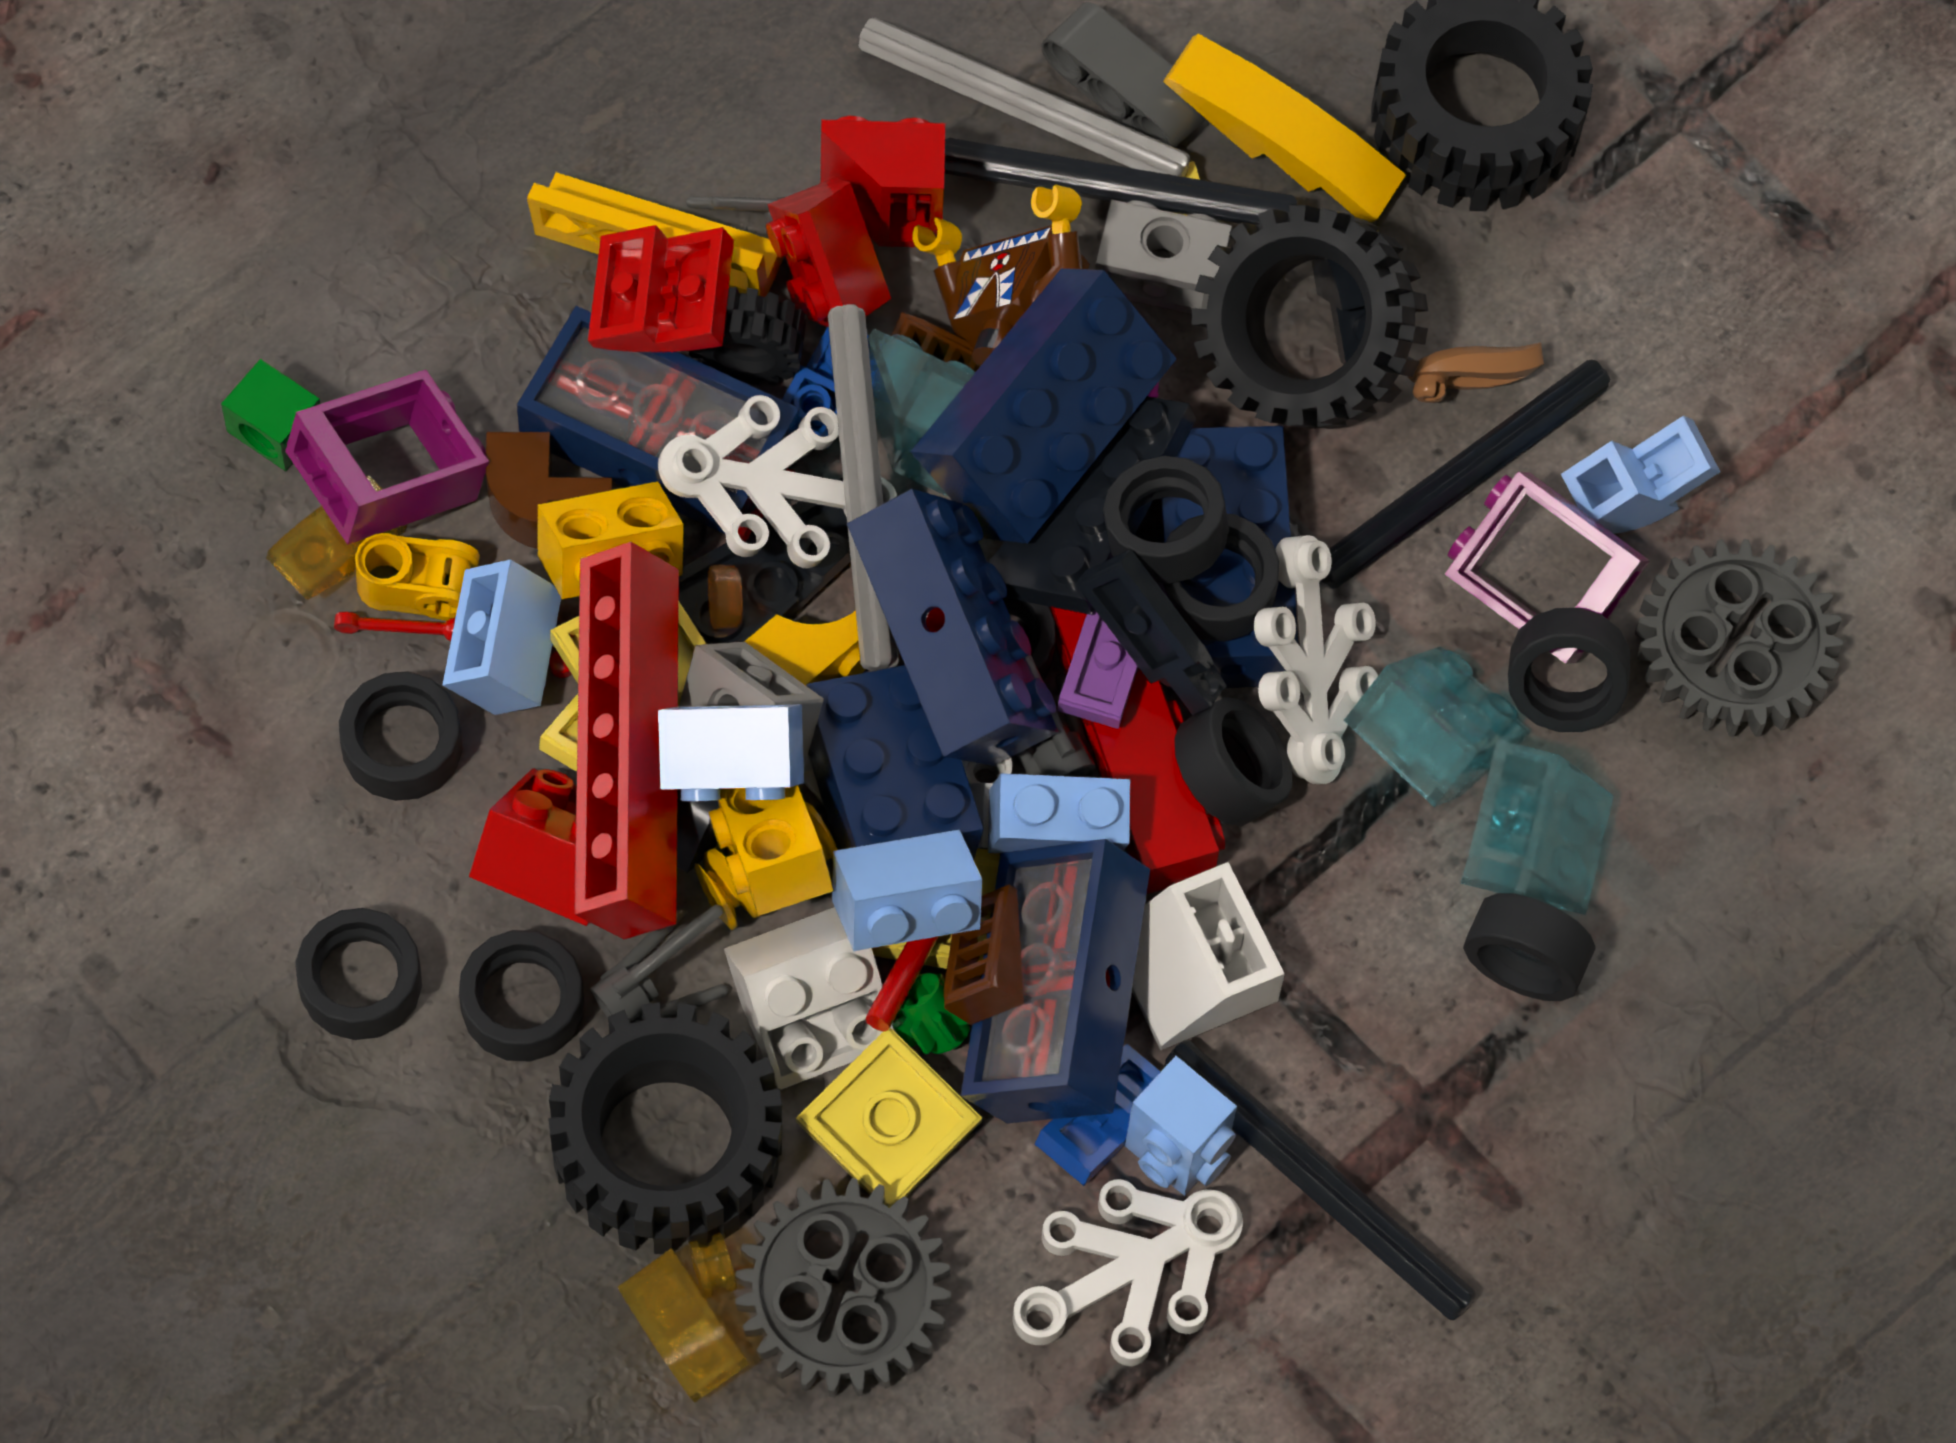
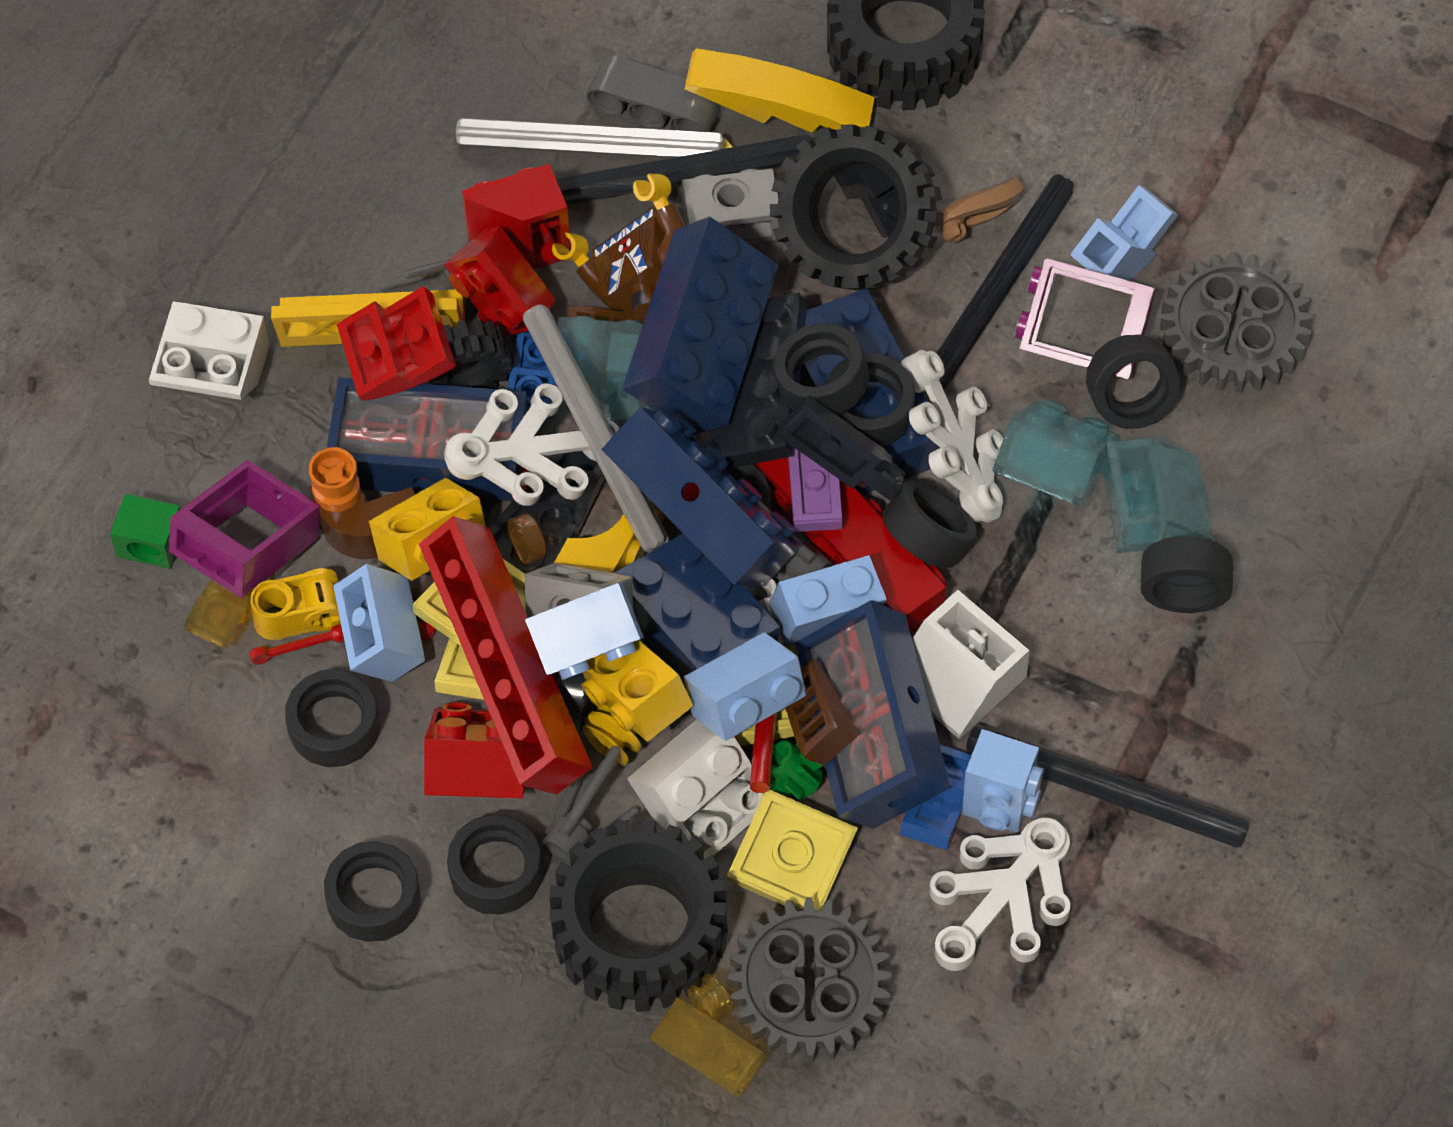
camera: 15 degrees left, 5 degrees down
(439, 214) = (211, 351): none -> white slope
(516, 422) = (334, 479): none -> orange wheel

